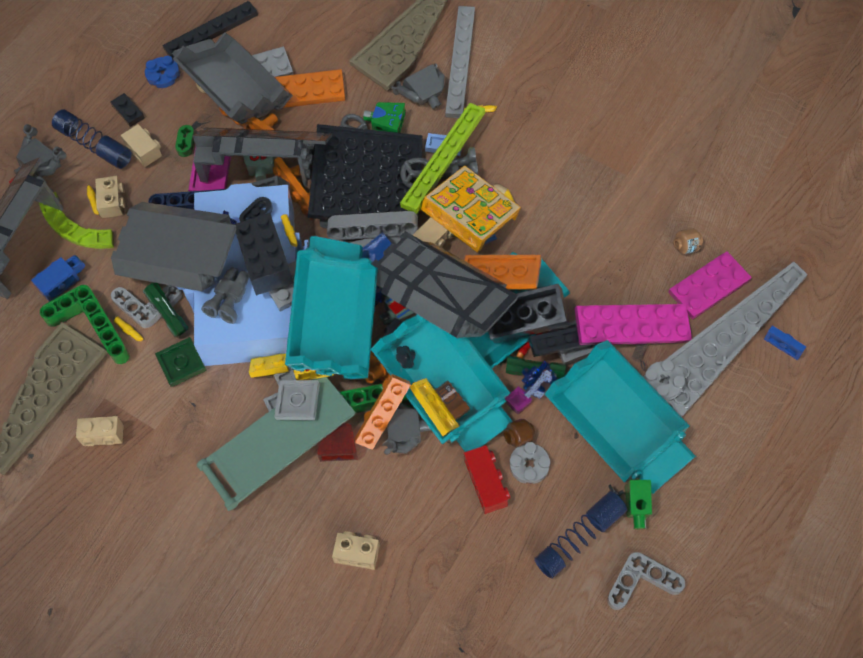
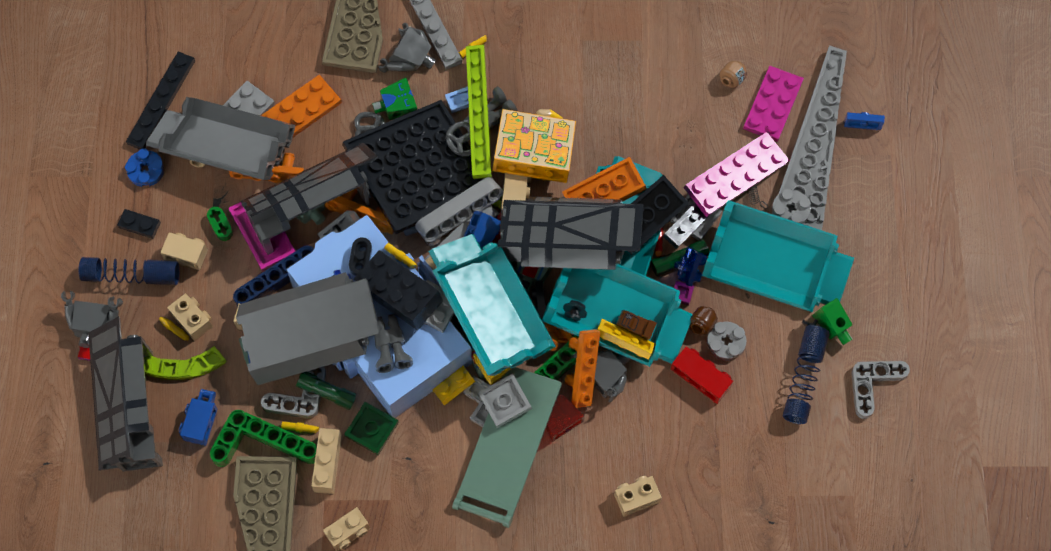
camera: 35 degrees left, 5 degrees up
(125, 366) = (326, 461): none -> tan brick

